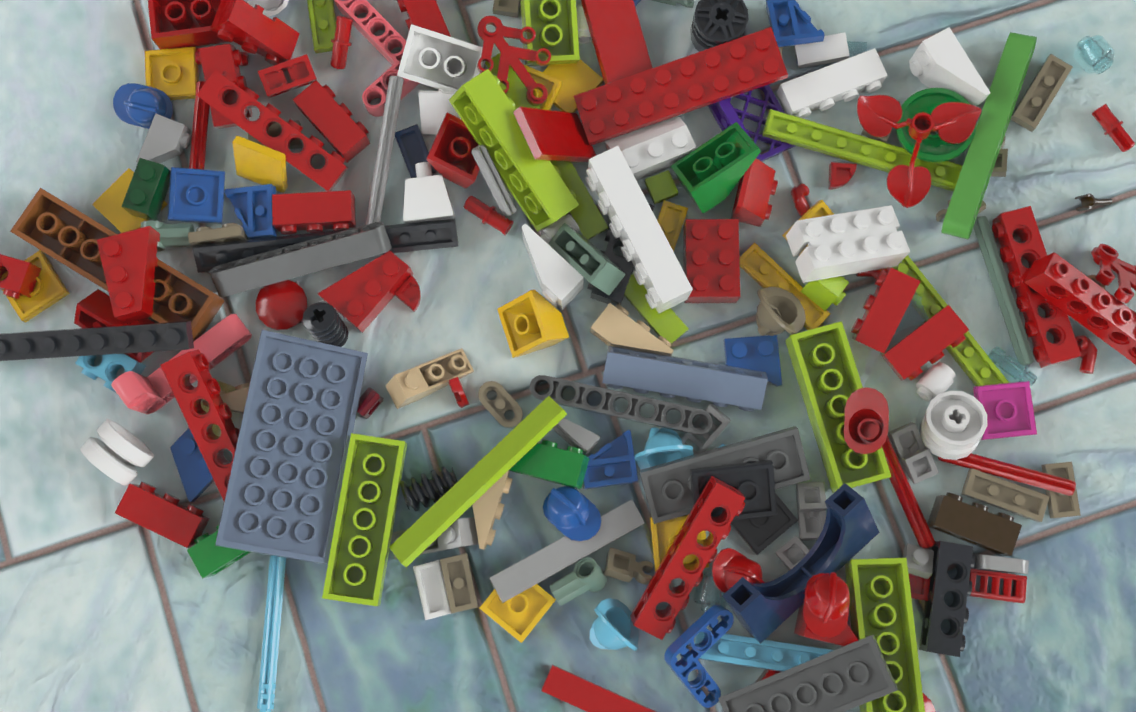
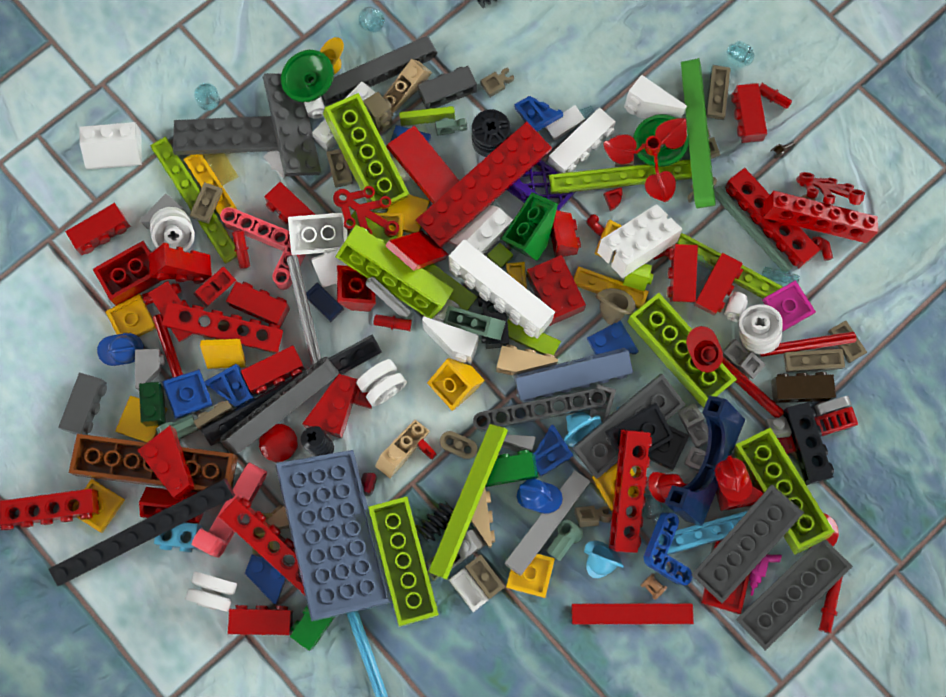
camera: 25 degrees left, 5 degrees down
(67, 155) = (83, 404): none -> dark grey brick
(426, 197) = (346, 327): white torso -> none
(437, 284) = (381, 382): none -> white wheel
(664, 690) = (653, 586): none -> medium nougat bush
(1070, 137) = (749, 113): none -> red brick

